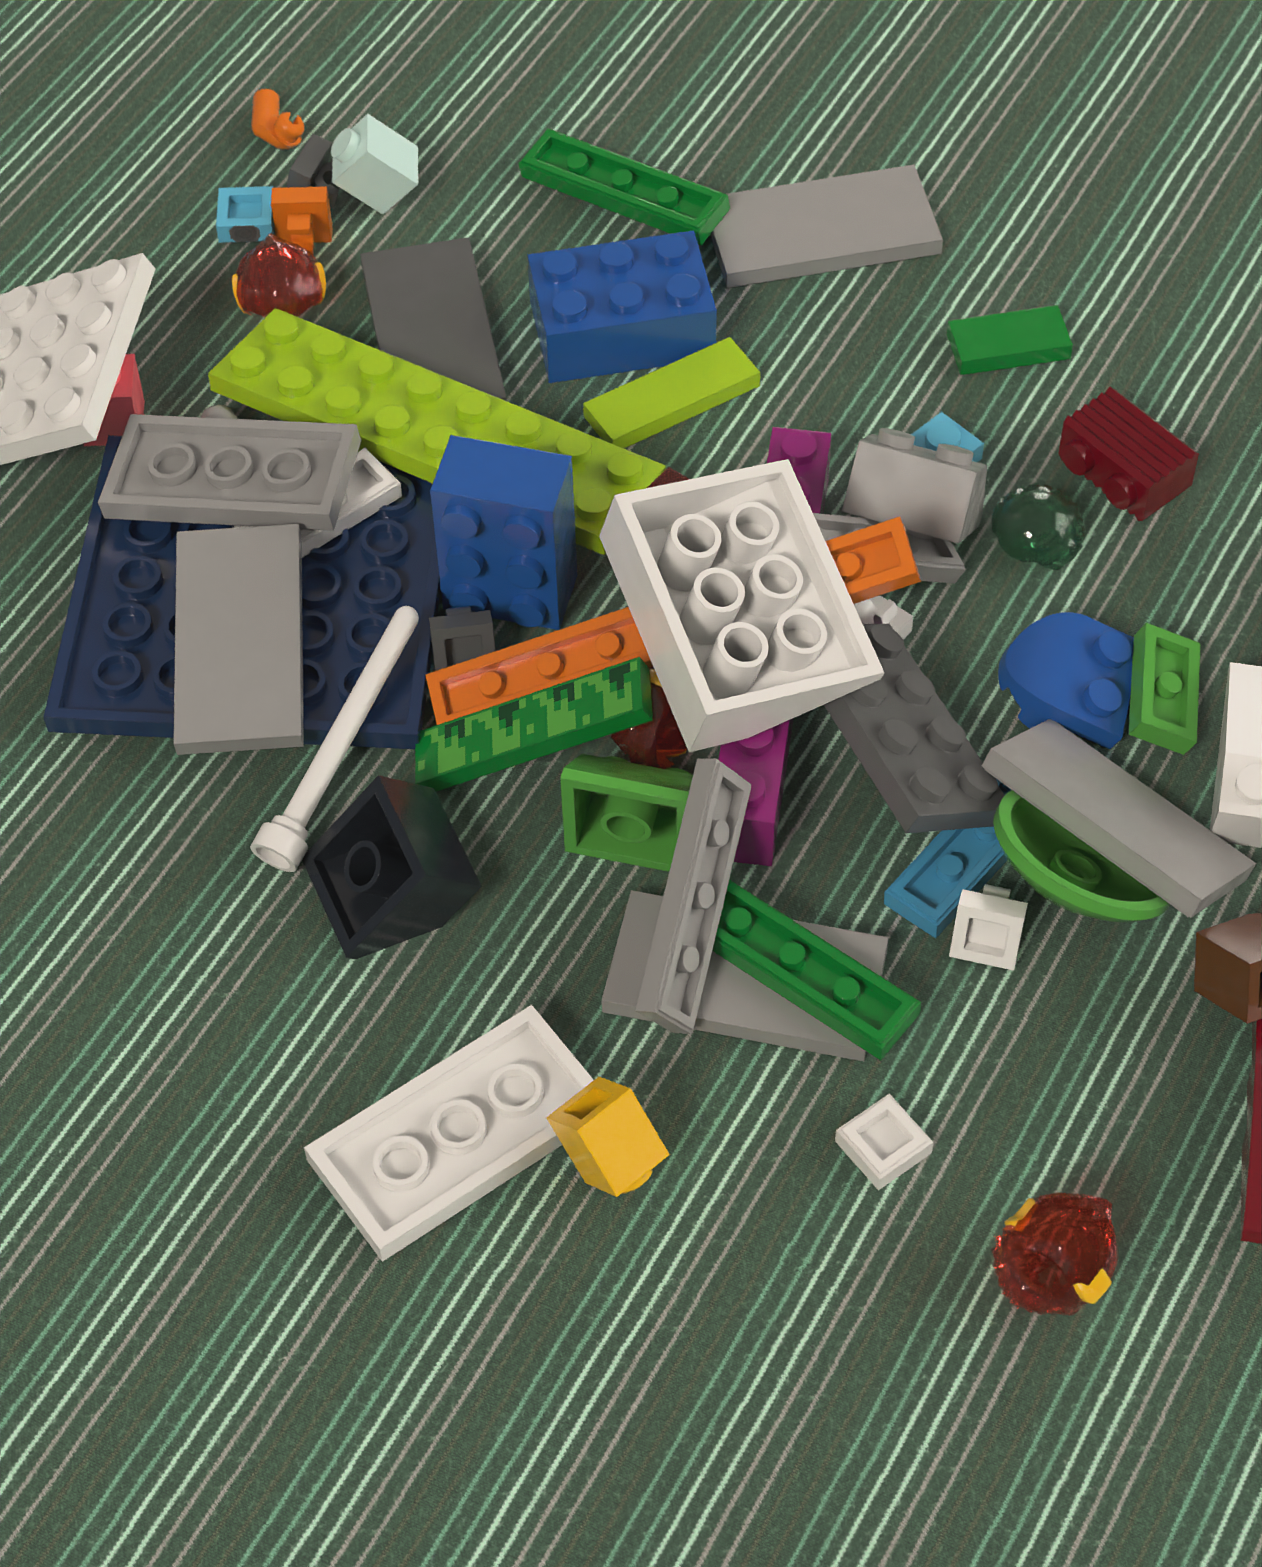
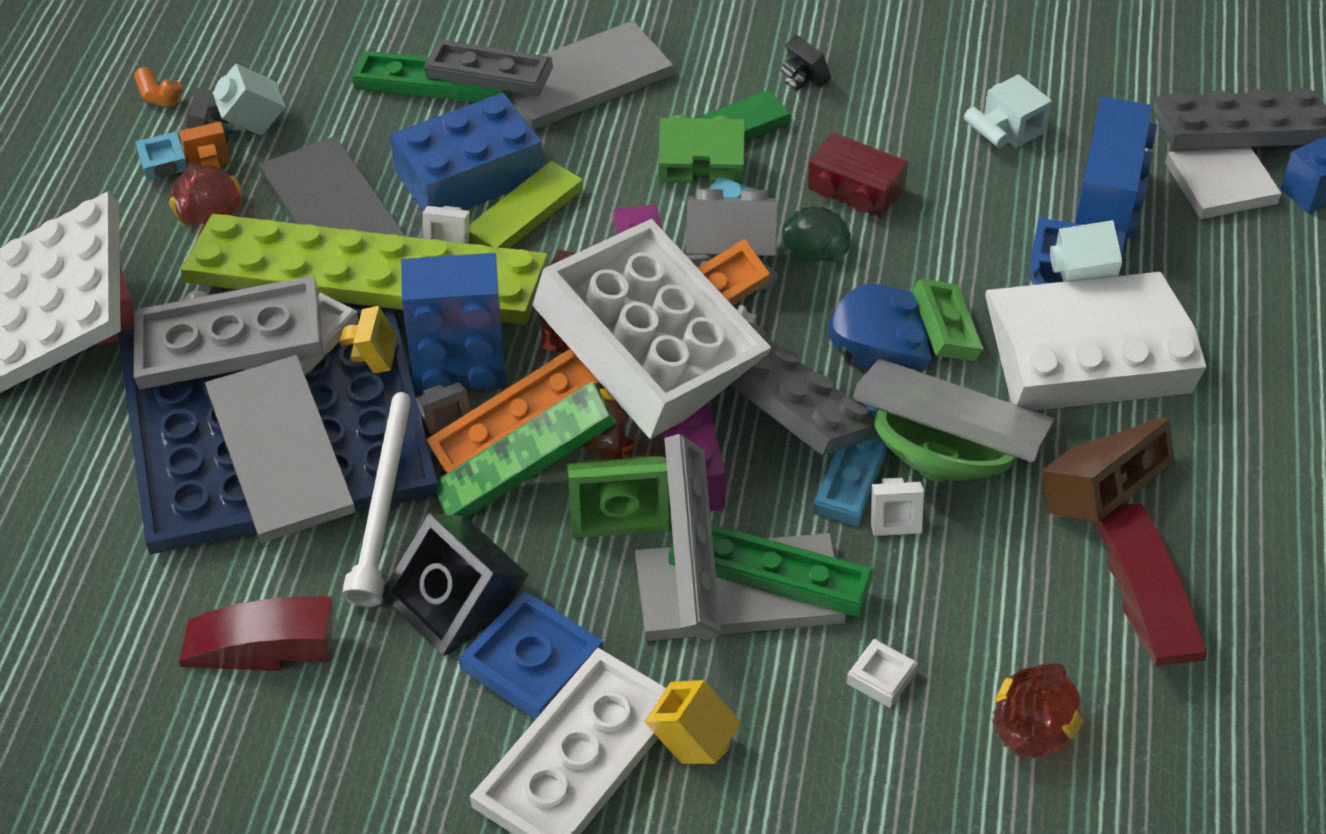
camera: 20 degrees left, 5 degrees down
(138, 871) = (261, 634): none -> dark red slope
(402, 527) = (372, 340): none -> yellow tile
(447, 986) = (529, 654): none -> blue plate
(558, 395) = (446, 224): none -> white tile
(692, 190) = (488, 67): none -> dark grey tile
(928, 367) = (701, 148): none -> bright green brick
(1118, 281) = (804, 64): none -> black tile

